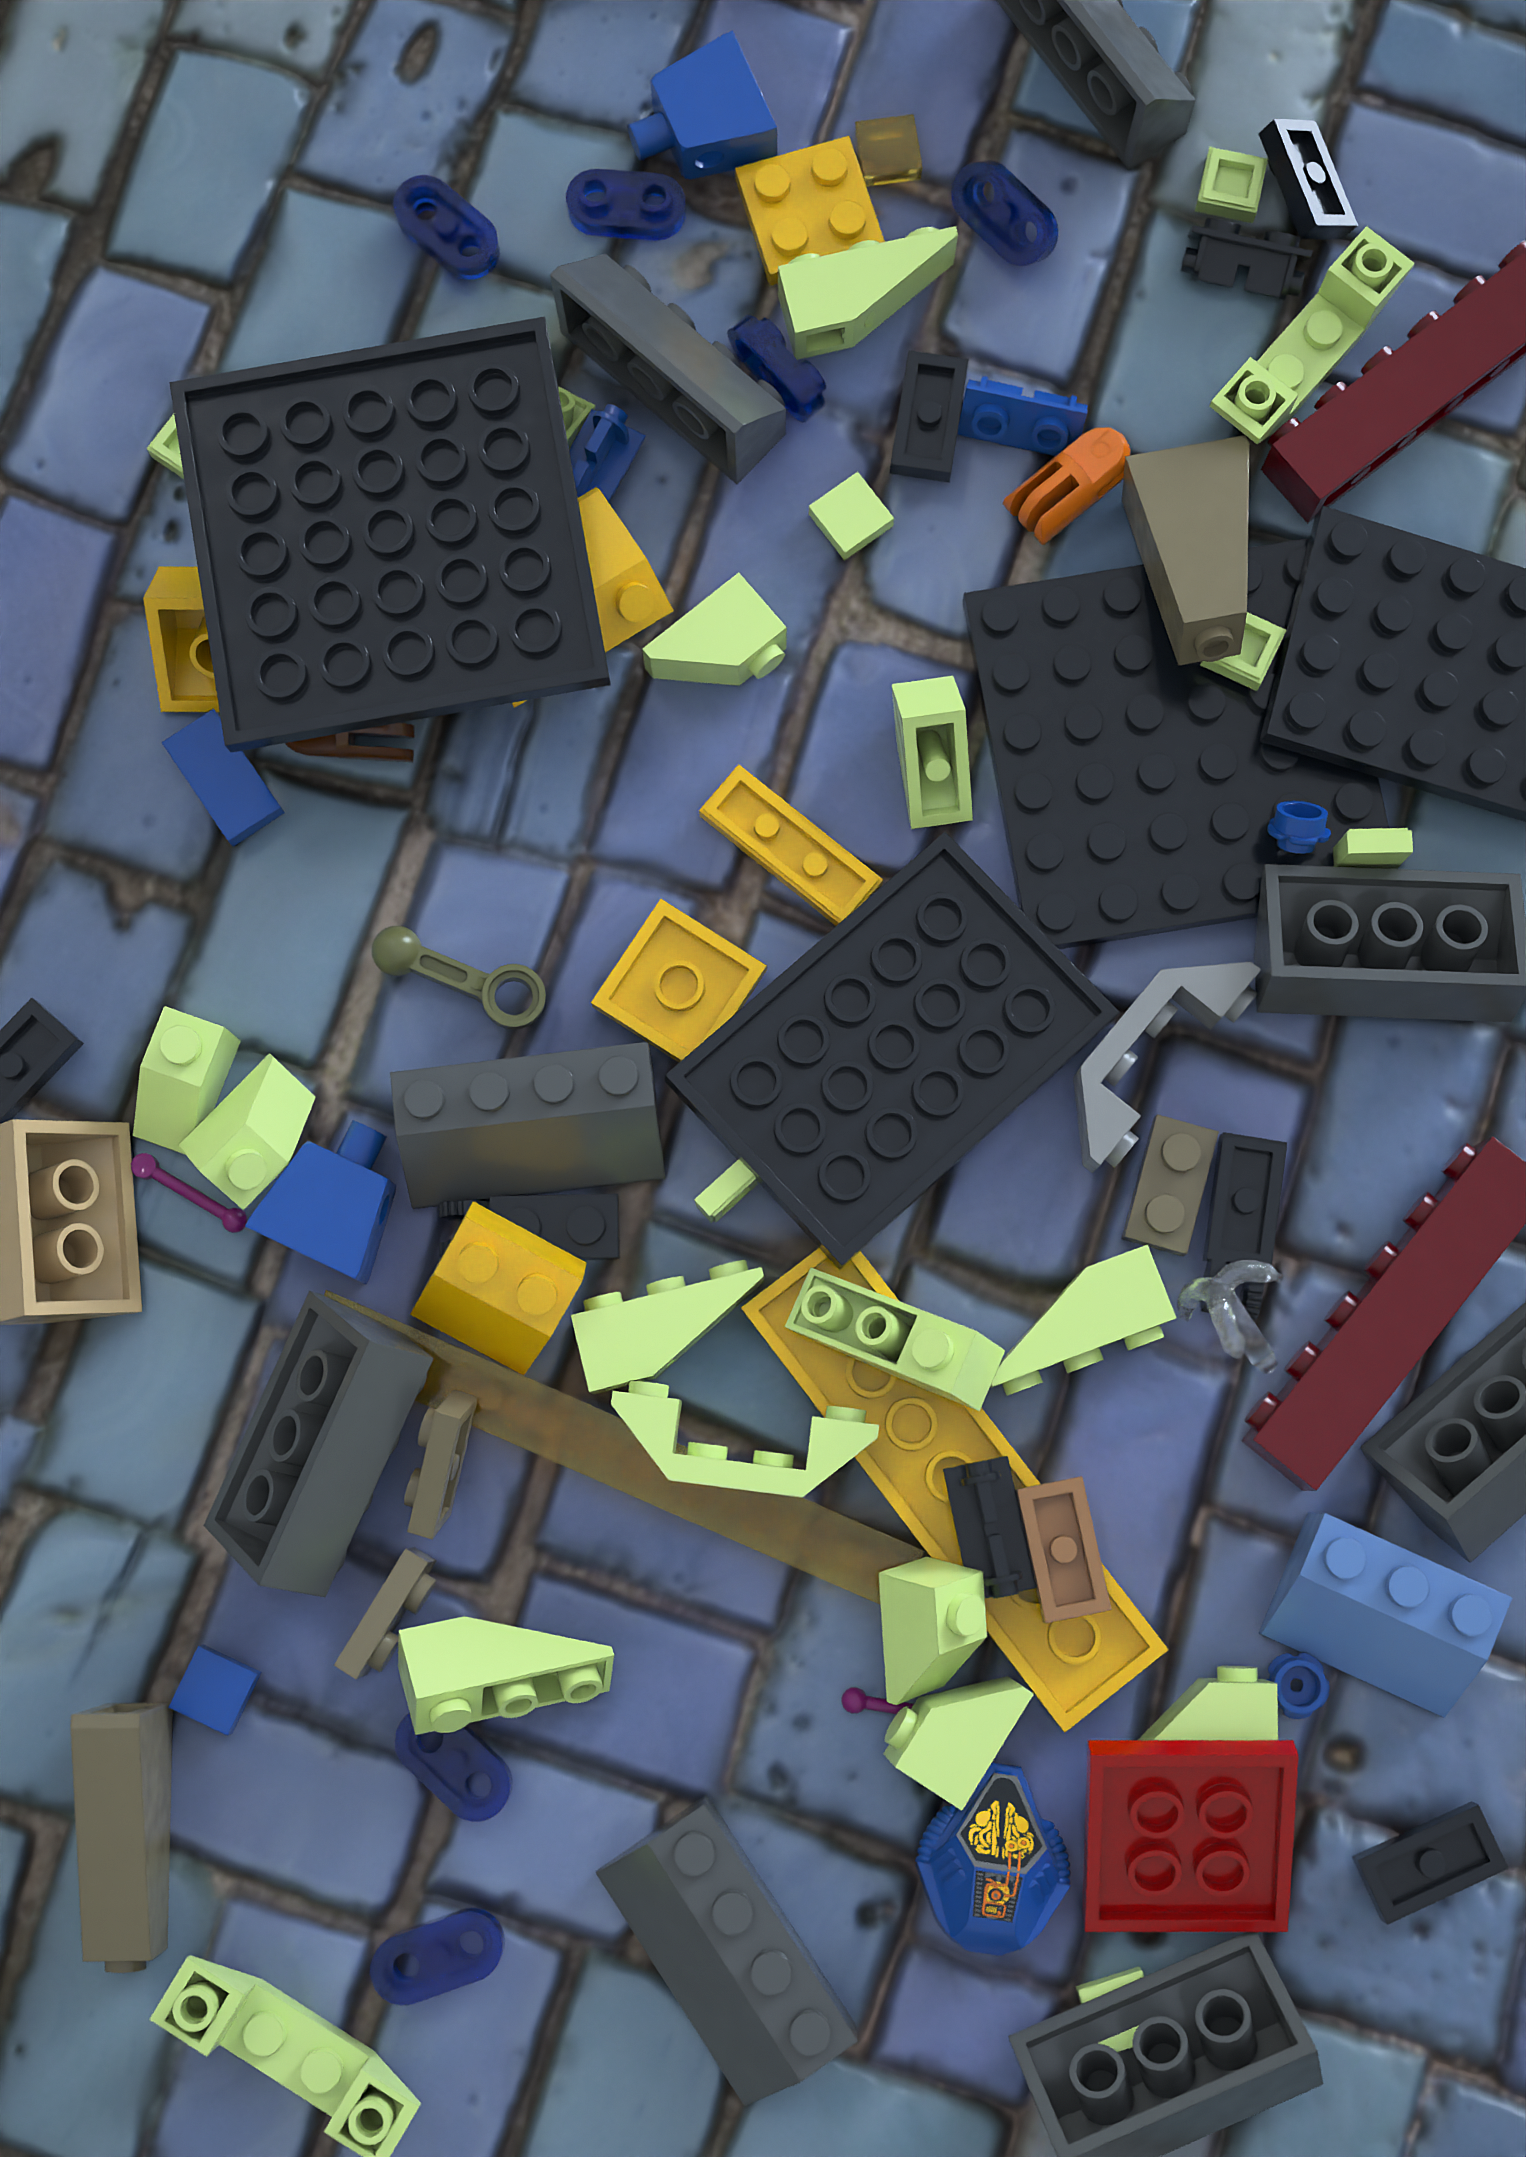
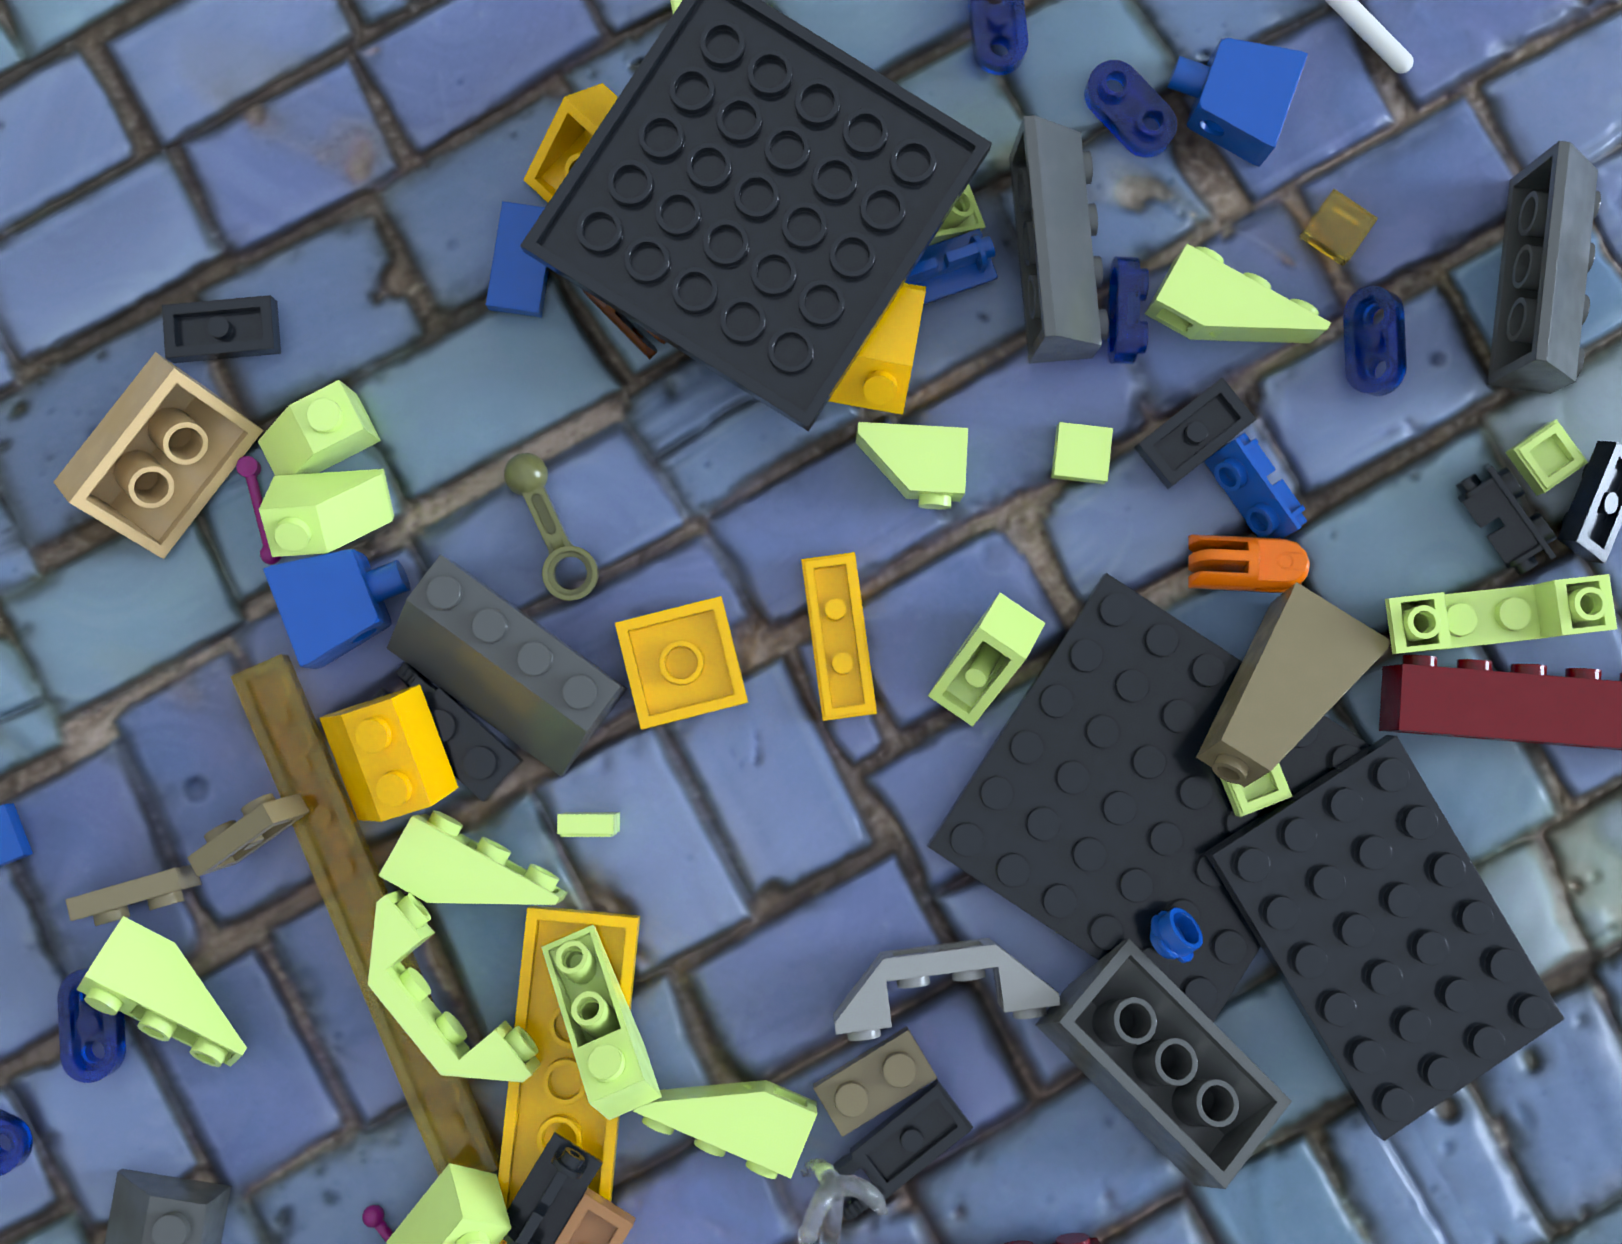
camera: 35 degrees right, 5 degrees up
(317, 1446) = (181, 750): dark grey slope -> none
(807, 203) = (1250, 217): yellow plate -> none
(891, 1049) = (776, 832): black plate -> none
(1373, 848) = (1209, 995): yellowish green tile -> none

